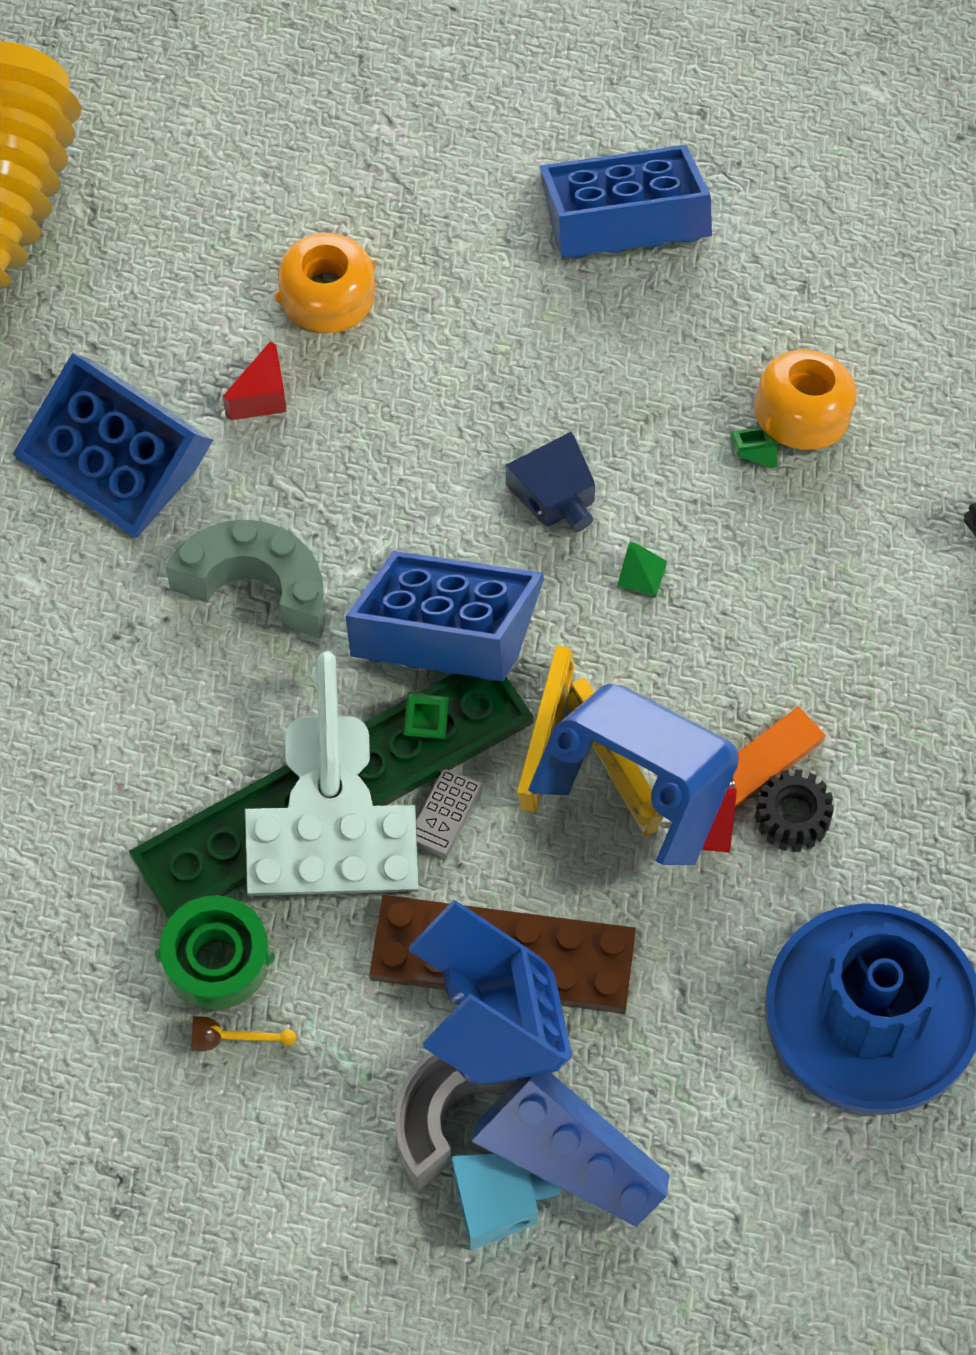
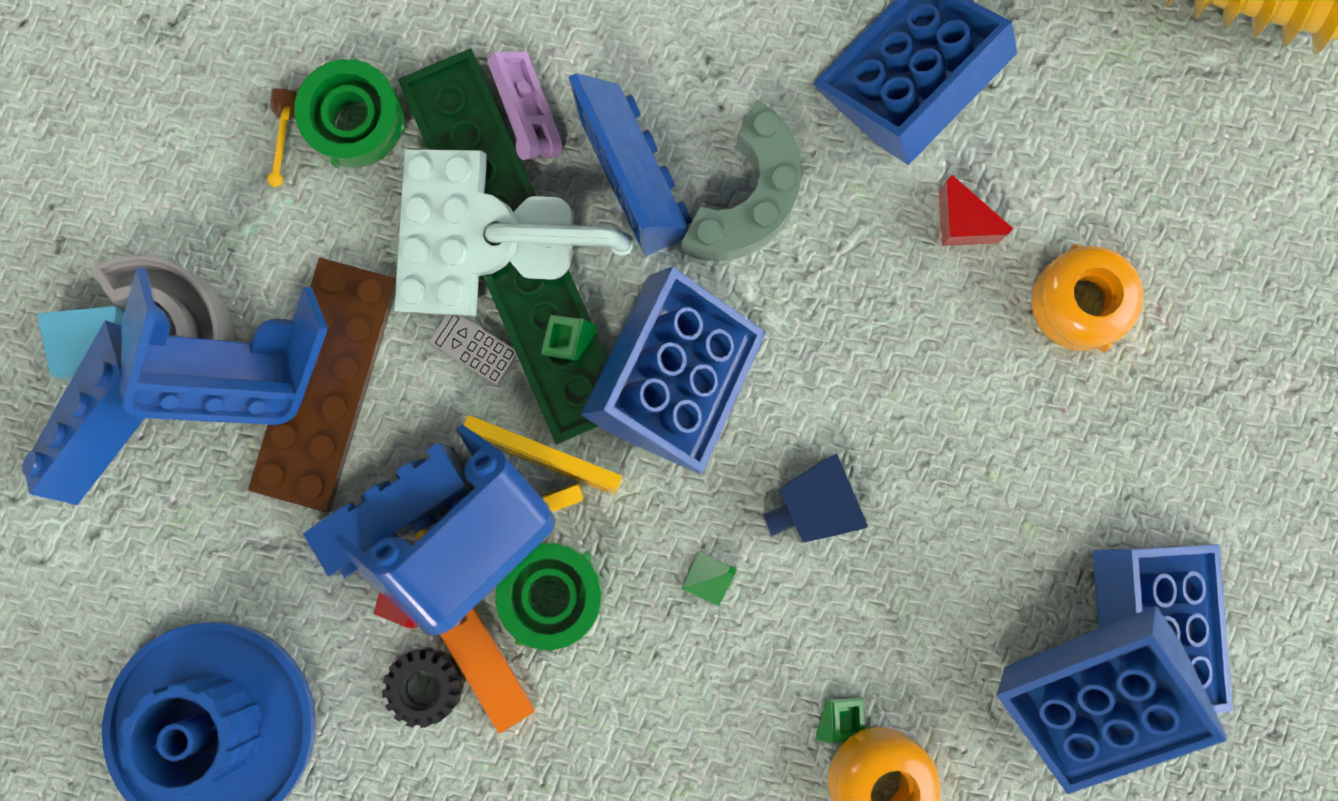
camera: 100 degrees right, 20 degrees up
(186, 791) = (525, 105): none -> lavender plate
(245, 681) = (630, 163): none -> blue slope
(622, 854) = (392, 509): none -> blue wedge
(690, 669) = (542, 630): none -> green piece
(696, 222) = (1111, 702): none -> blue slope

